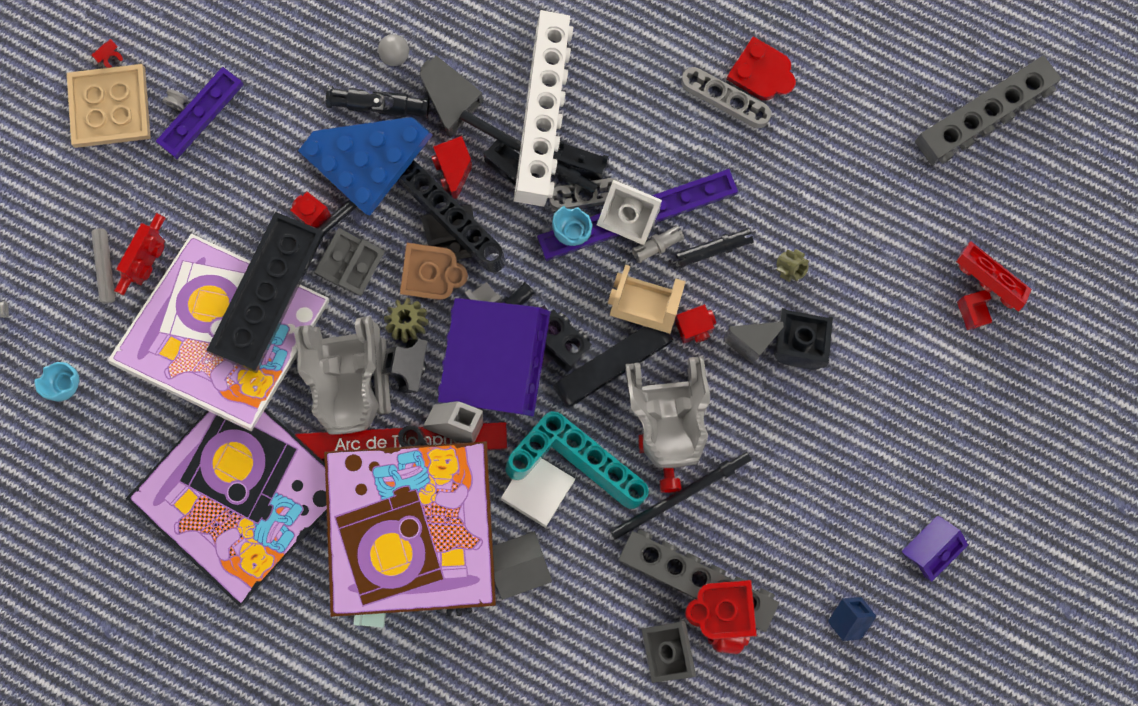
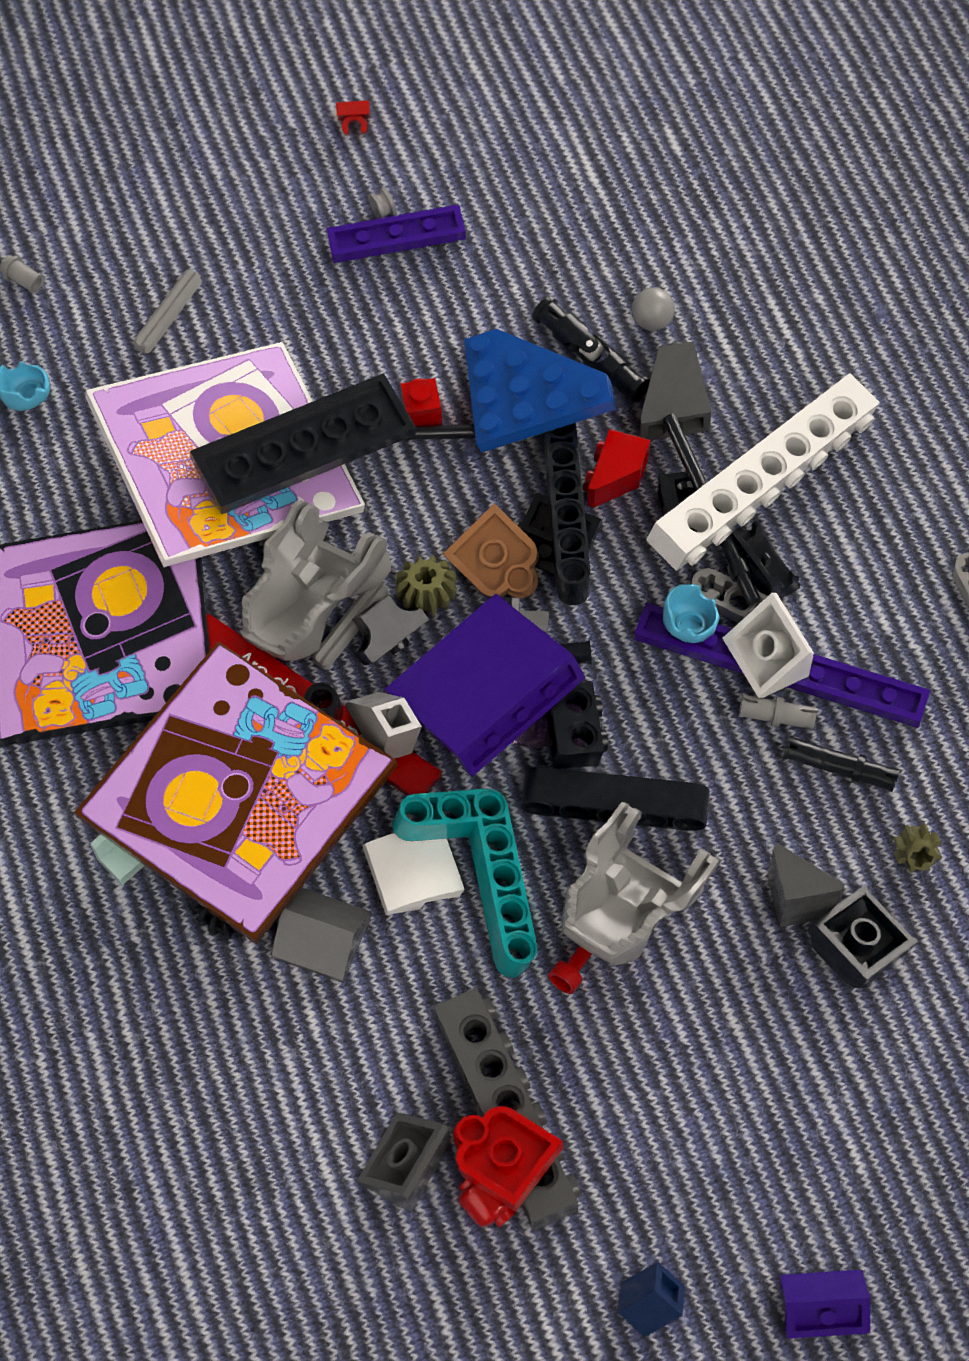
camera: 45 degrees right, 15 degrees down
(108, 105) = (311, 165): tan plate -> none
(141, 254) = (212, 321): red plate -> none
(349, 262) = (419, 486): dark grey slope -> none
(645, 302) = (706, 757): tan panel -> none
(695, 324) = (746, 827): red brick -> none
(724, 470) = (645, 1013): black bar -> none

